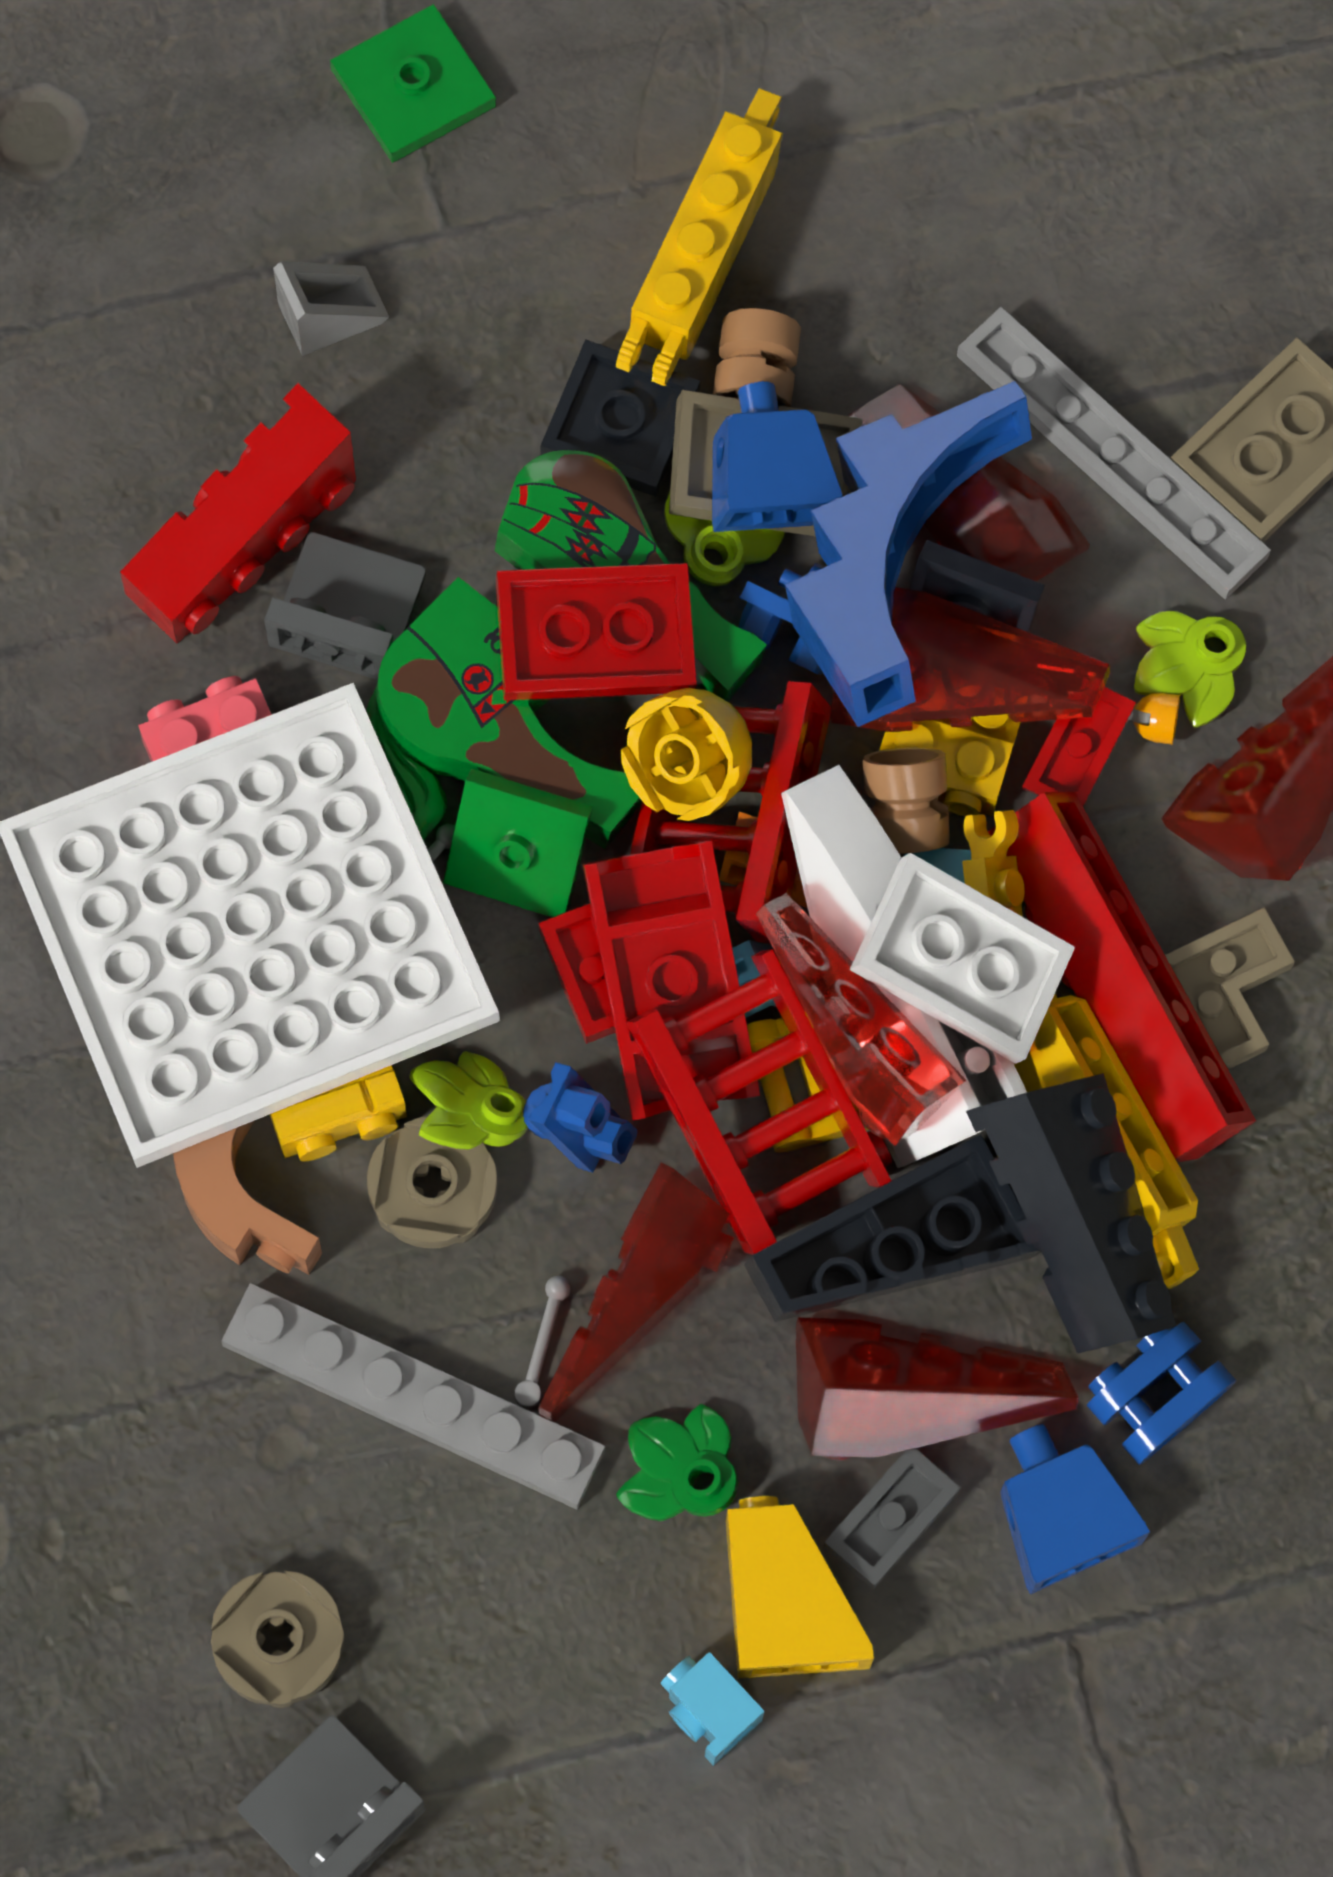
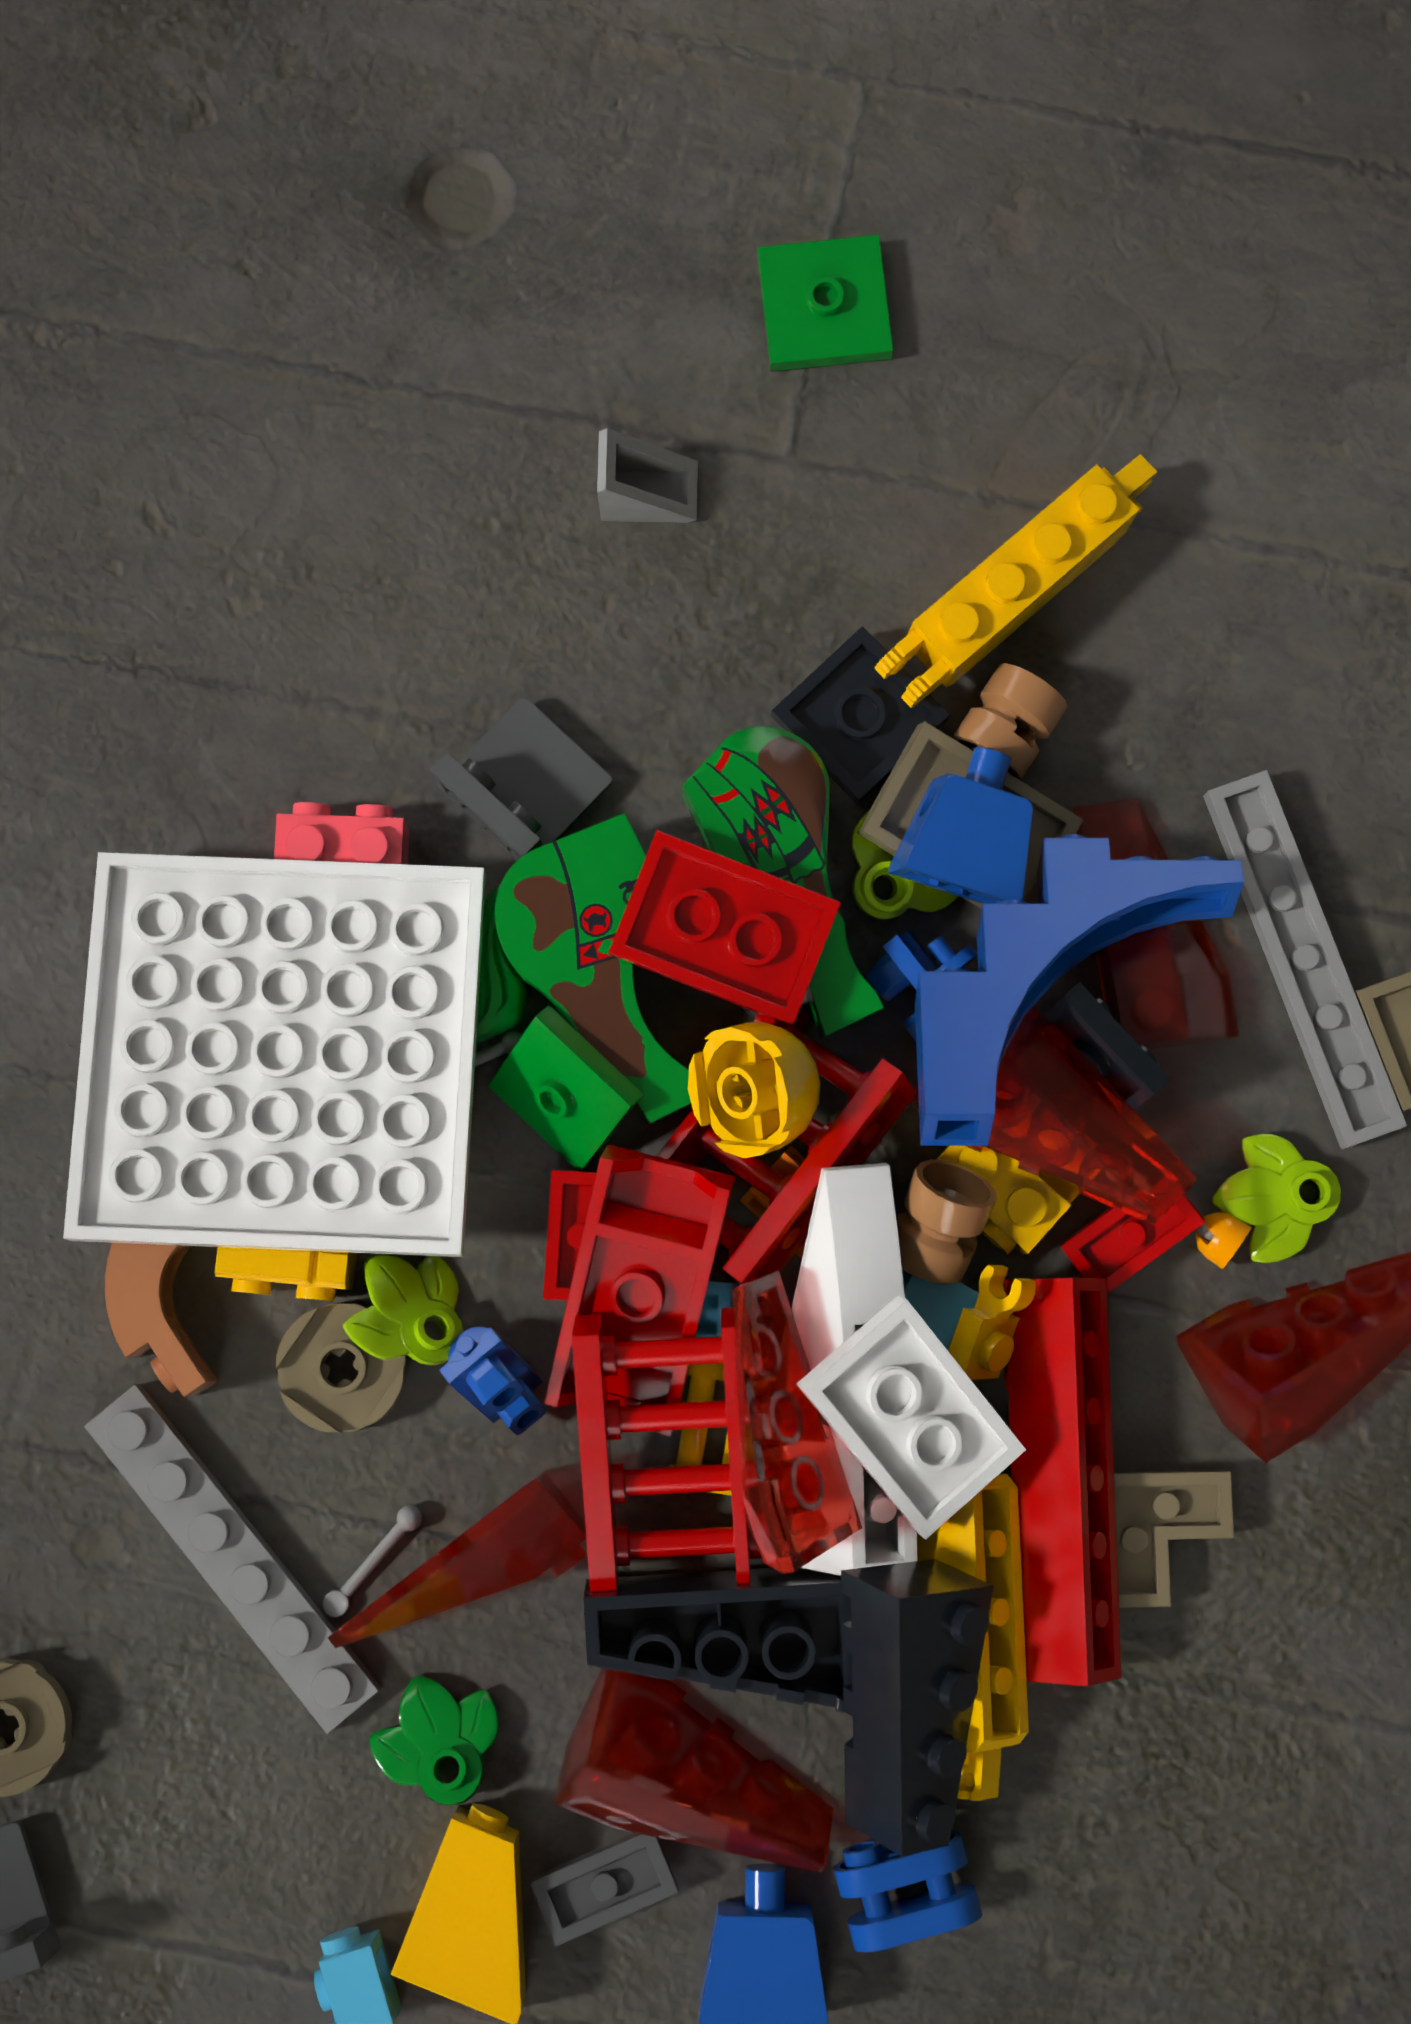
camera: 30 degrees right, 10 degrees up
(243, 518) = (464, 659): red wedge -> none

